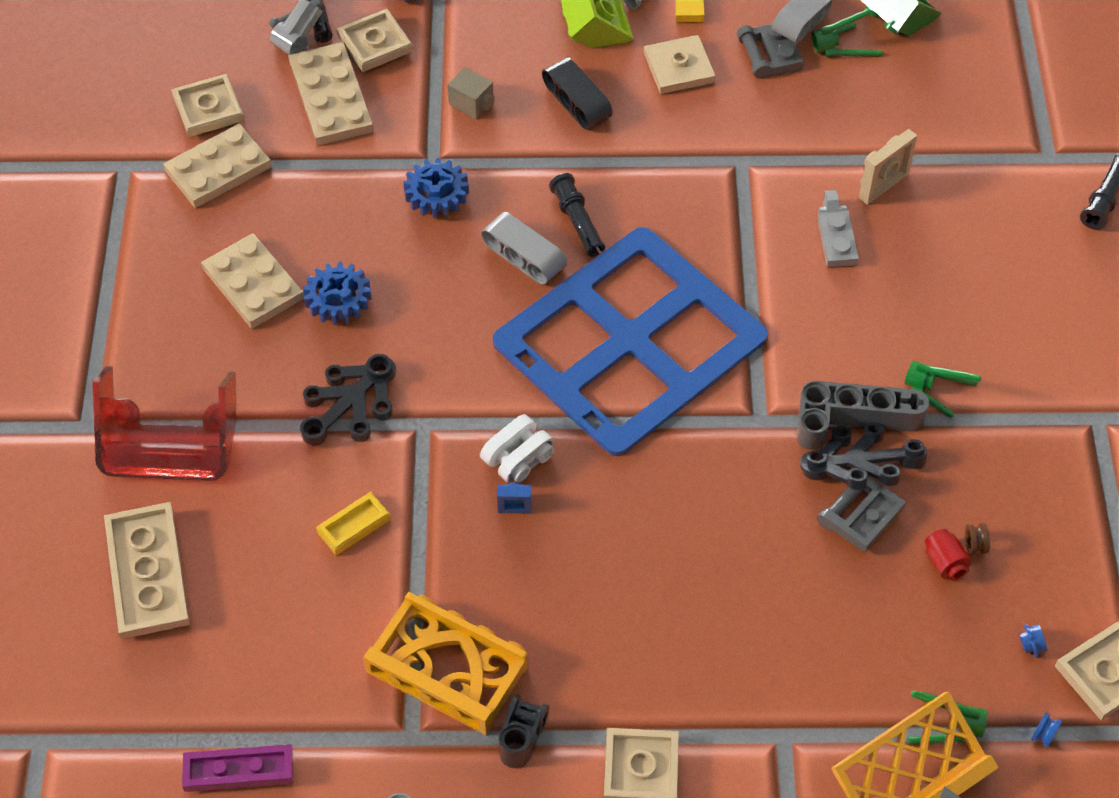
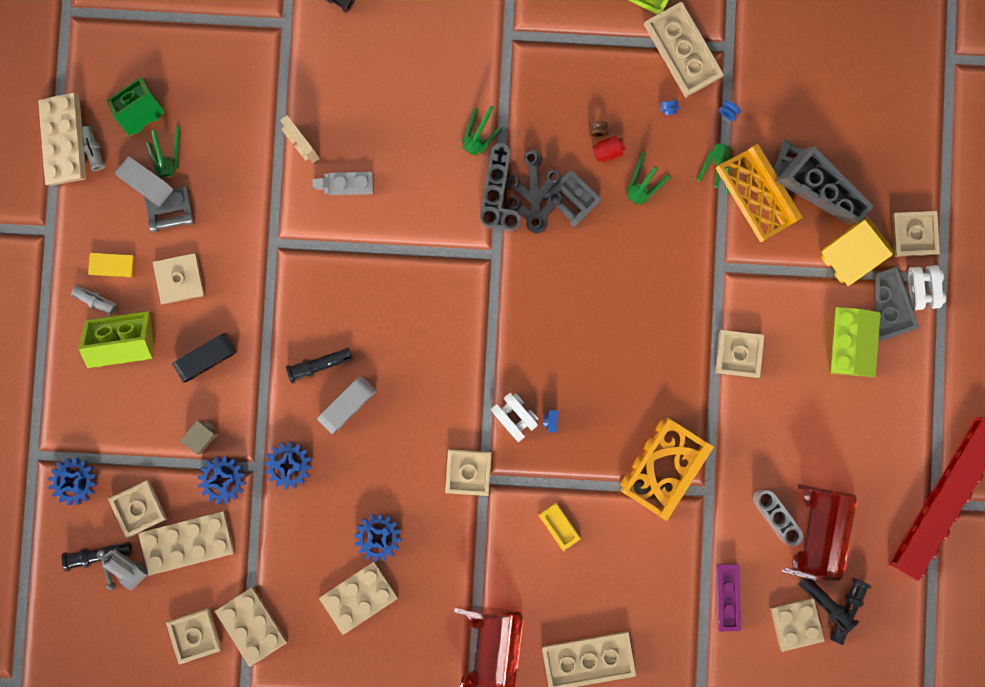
camera: 90 degrees left, 30 degrees up
(349, 396) = (461, 527): black plant -> none
(414, 119) = (223, 488): none -> blue gear
(432, 398) = (468, 472): none -> tan plate
(522, 725) = (711, 423): black piece -> none
(630, 338) = (423, 335): blue window -> none
(886, 600) = (638, 193): none -> green plant

